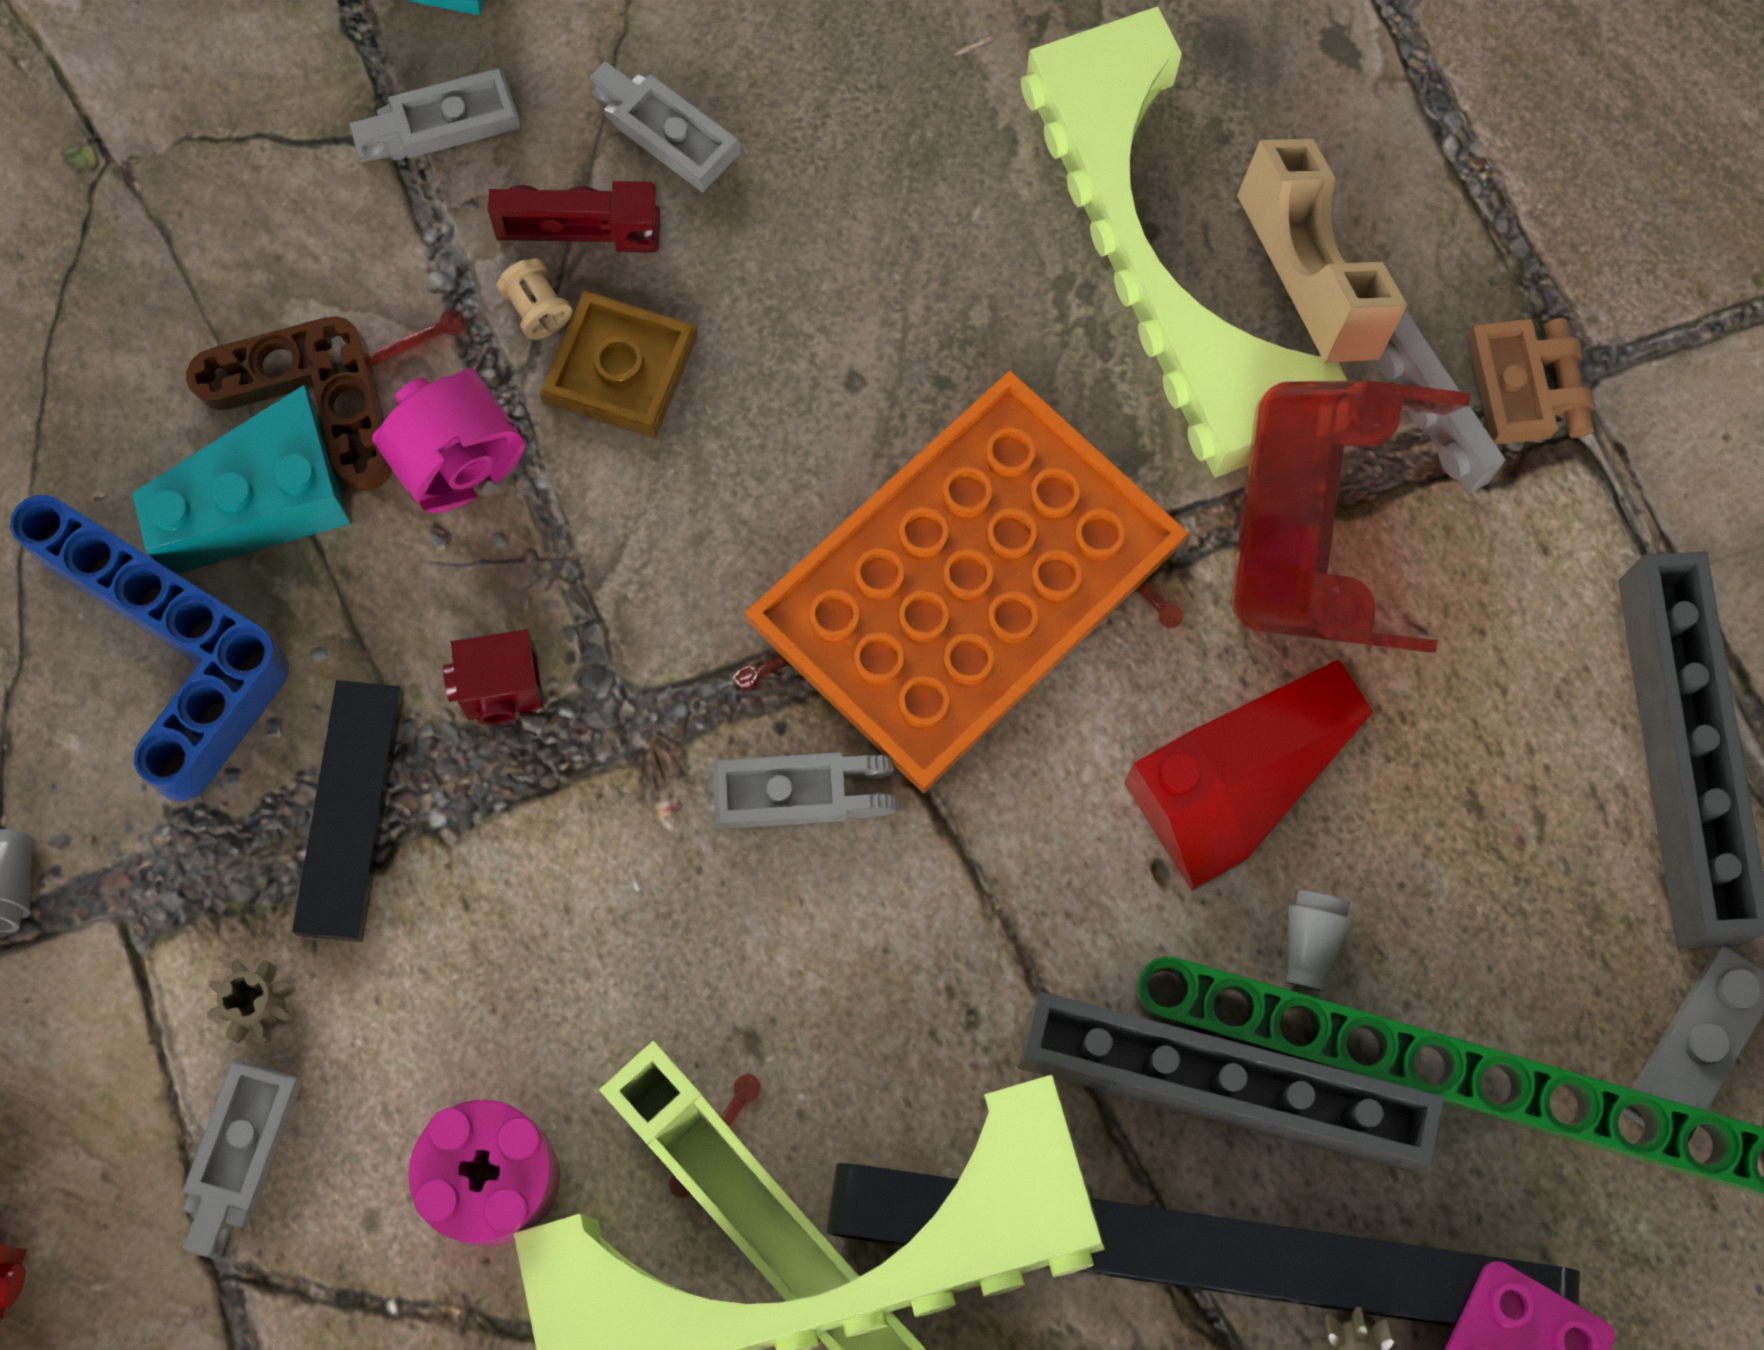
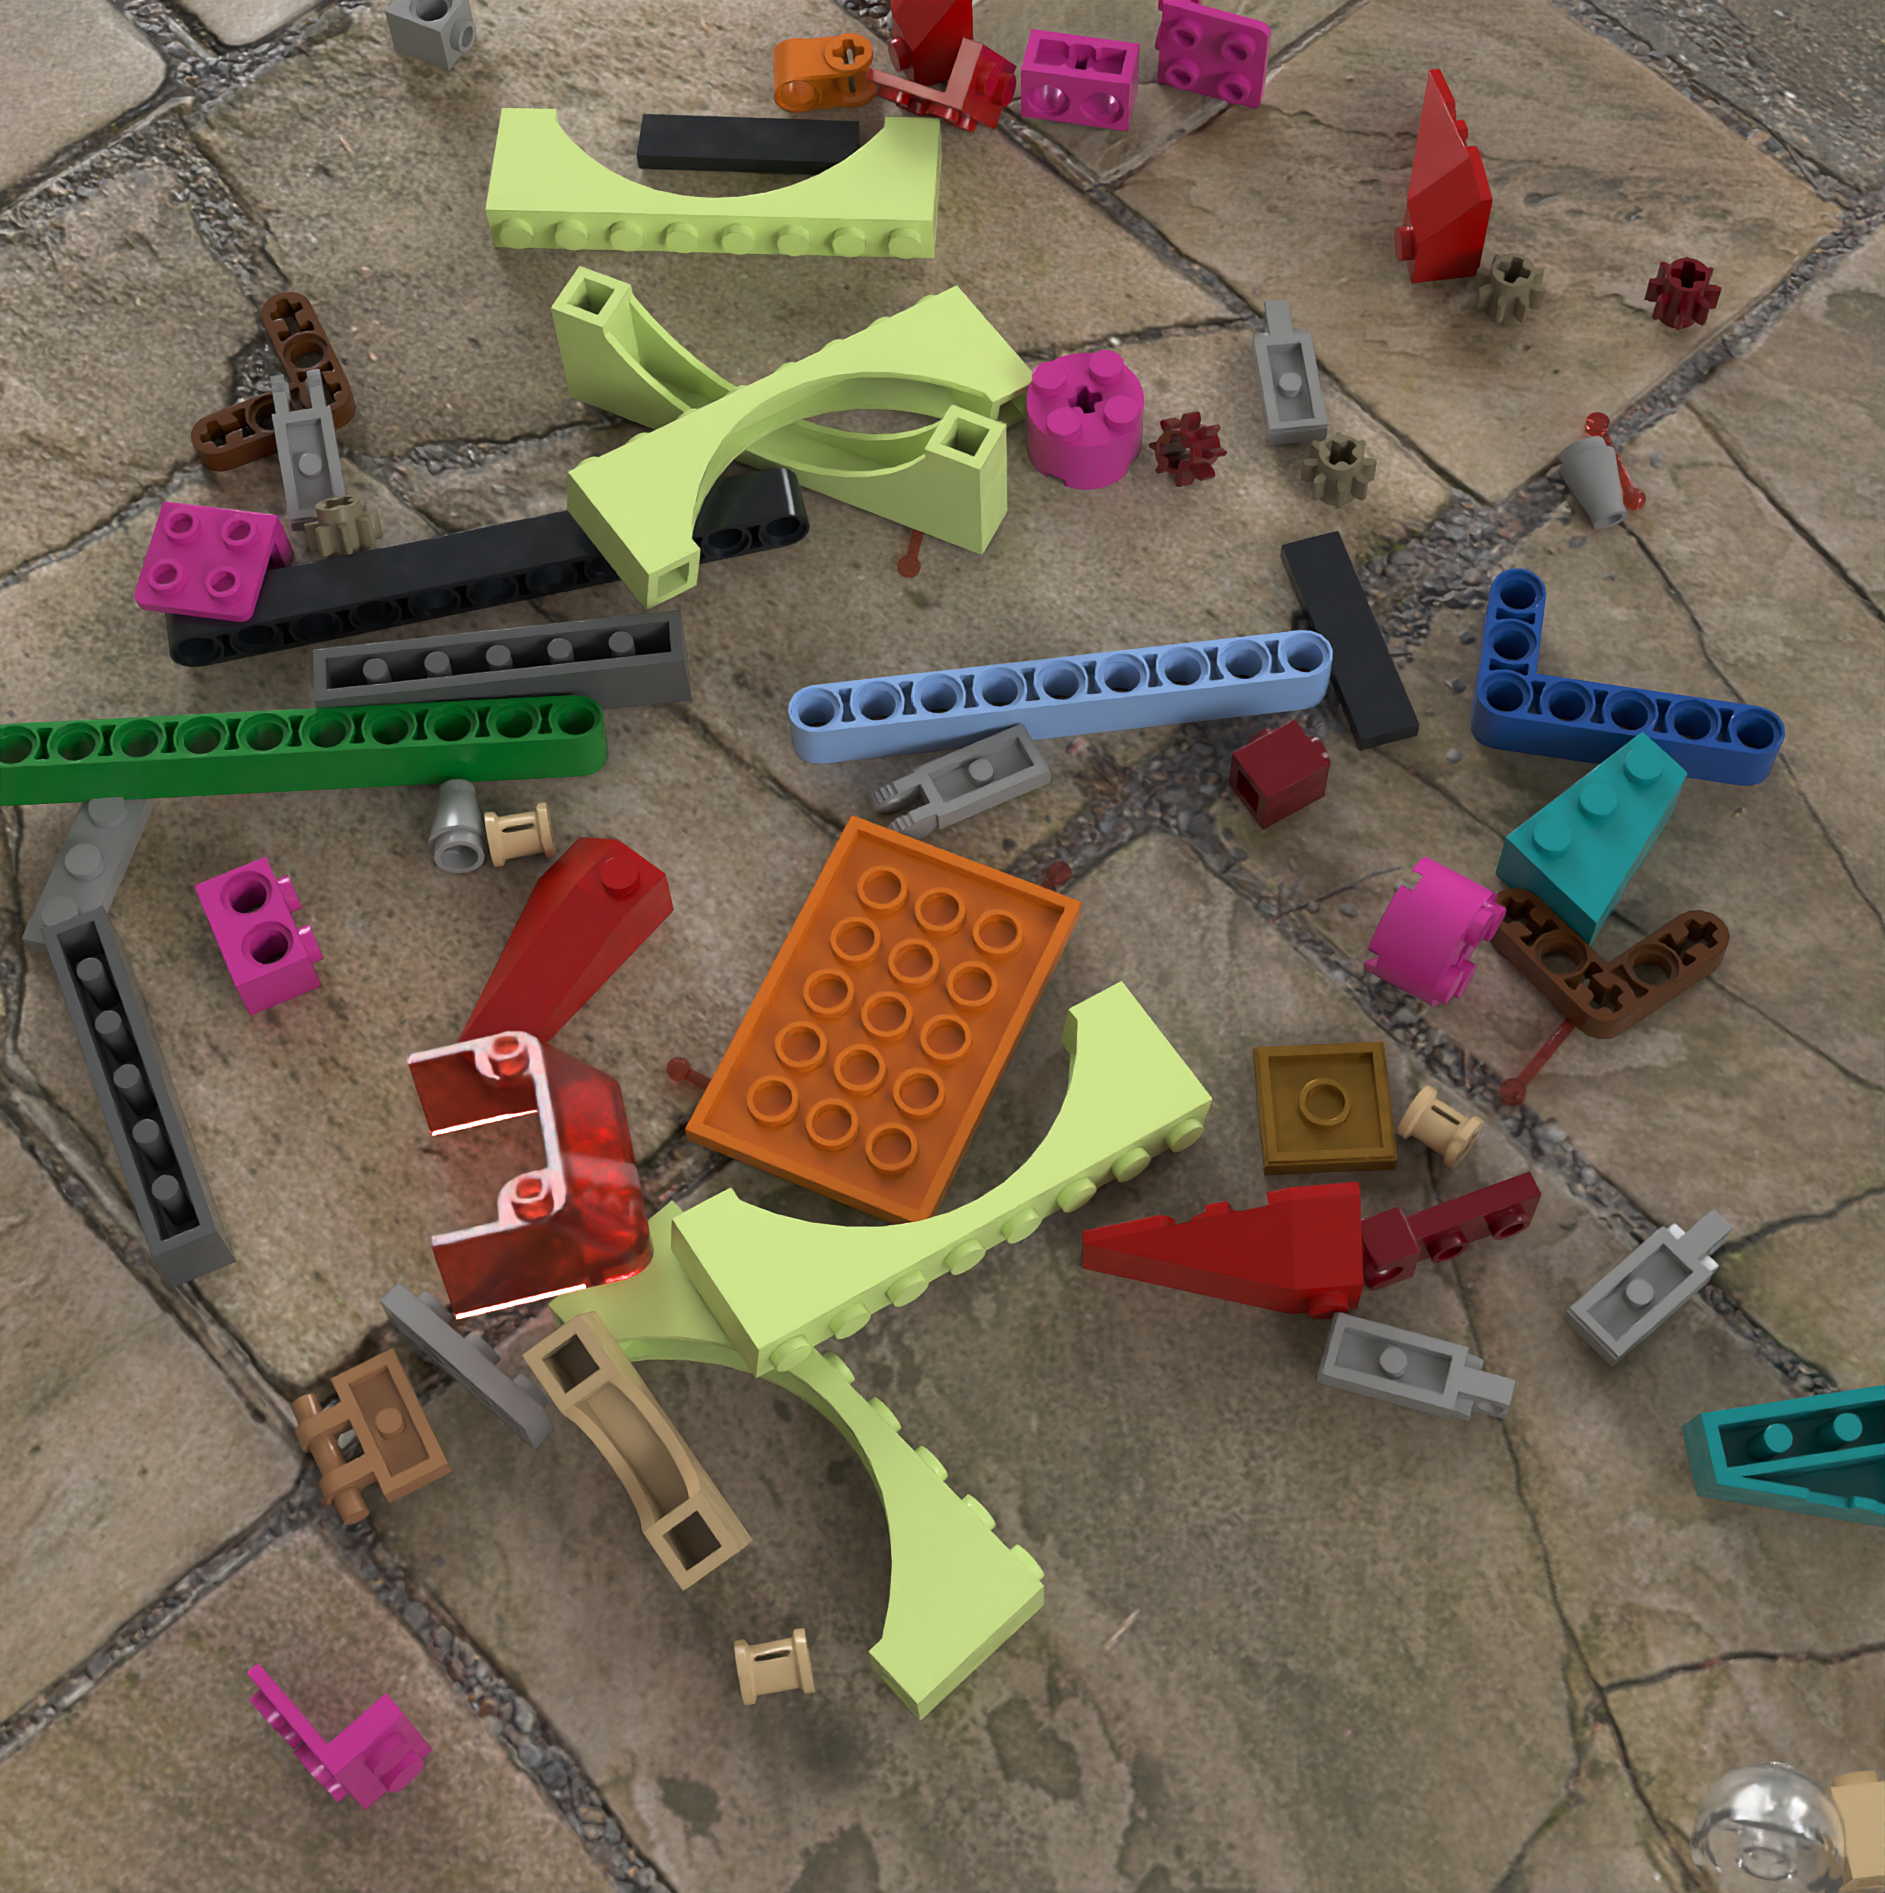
camera: 165 degrees right, 10 degrees down
(394, 1089) = (1183, 434): none -> dark red gear
(641, 820) = (1084, 678): none -> light blue beam
(732, 241) = (1279, 1257): none -> red wedge
(1142, 318) = (797, 1282): none -> yellowish green arch
(1252, 93) = (774, 1666): none -> tan bush
(1255, 901) = (520, 834): none -> tan bush
(1560, 887) = (254, 937): none -> dark pink brick
(1623, 130) = (365, 1759): none -> dark pink bracket

